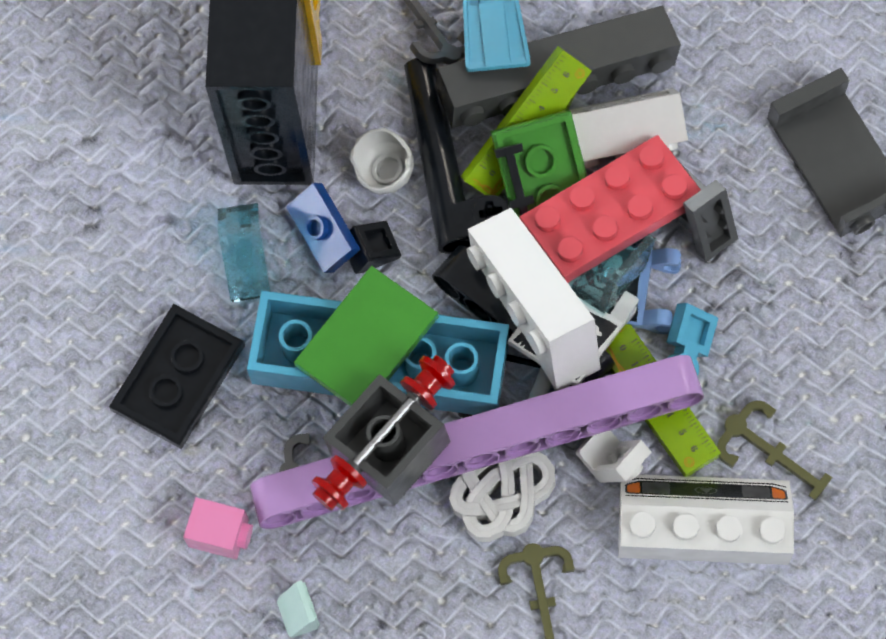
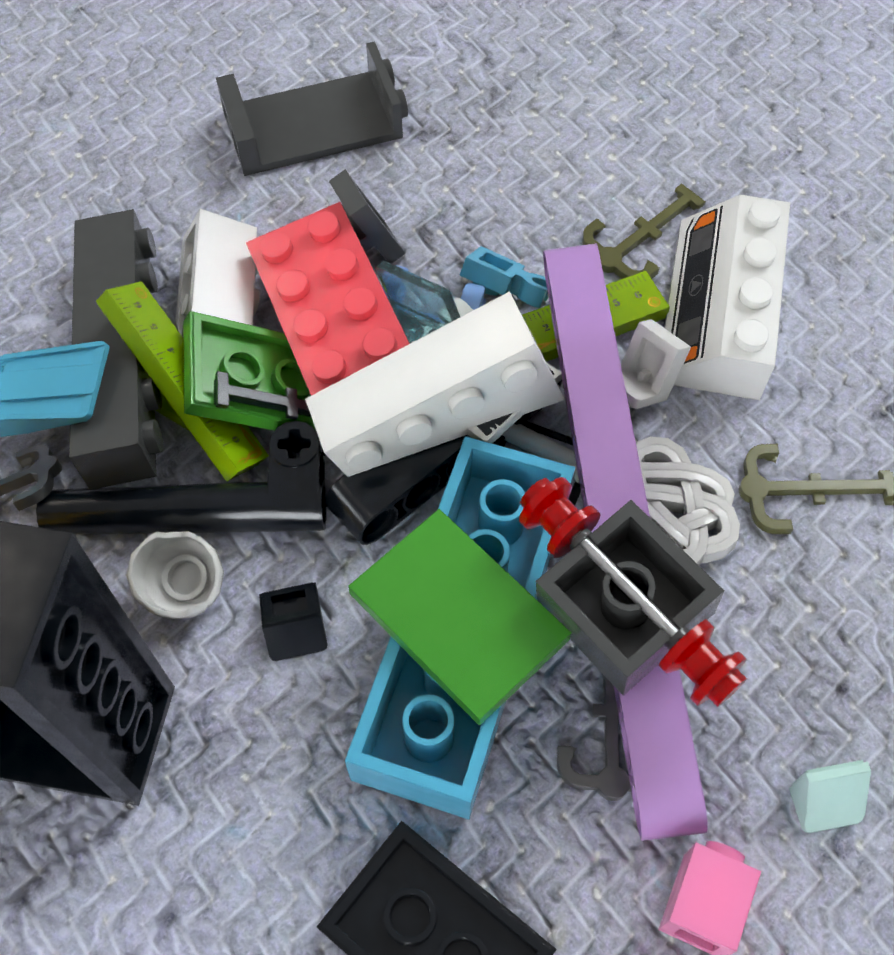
camera: 85 degrees left, 10 degrees down
(243, 251) = (257, 795): clear light blue slope -> none
(323, 228) = (250, 675): plate -> none

